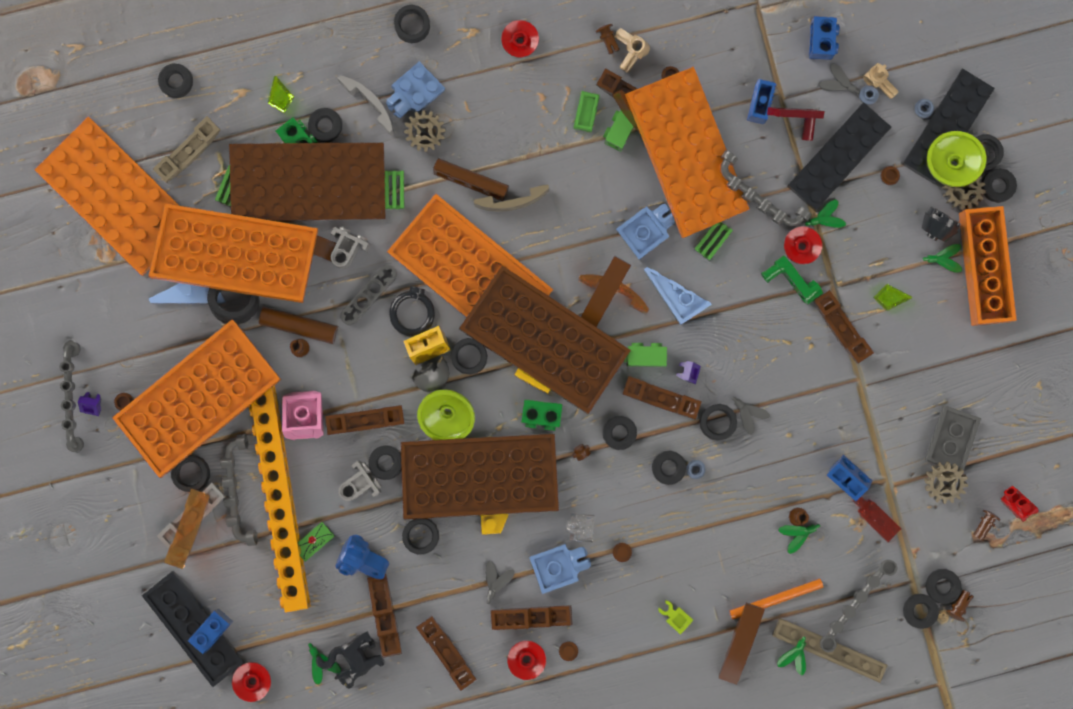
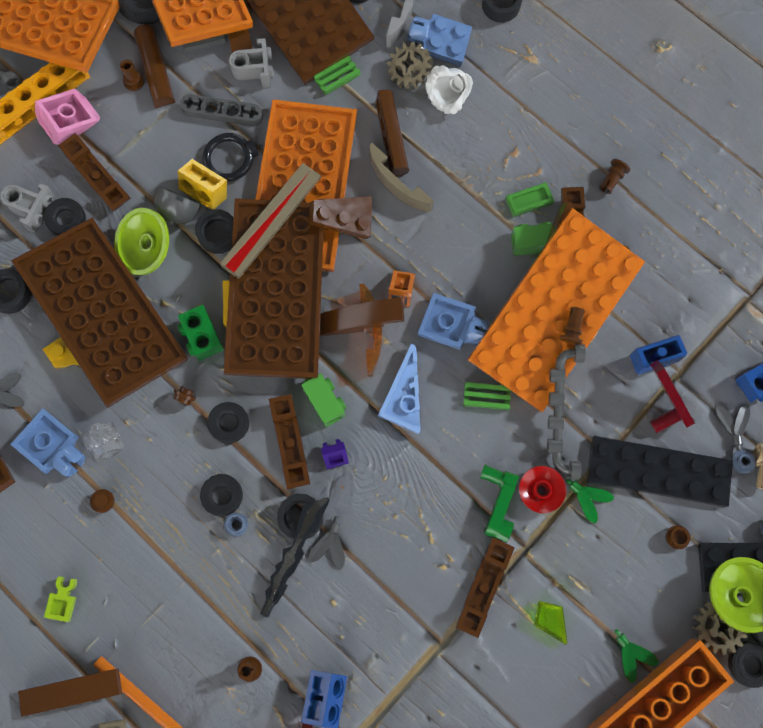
camera: 55 degrees right, 10 degrees down
(464, 114) = (448, 88): none -> white hair
(494, 312) = (270, 221): none -> dark tan tile
(518, 256) = (343, 215): none -> reddish brown wing
(523, 30) = (559, 91): red dish -> none
(596, 248) = (401, 286): none -> orange slope
(631, 42) = (624, 206): tan axle -> none
(709, 149) = (573, 326): none -> reddish brown pin
(728, 418) = (292, 555): none -> black sword
(800, 533) = (232, 684): green piece -> none
(939, 225) = (663, 623): black cone -> none

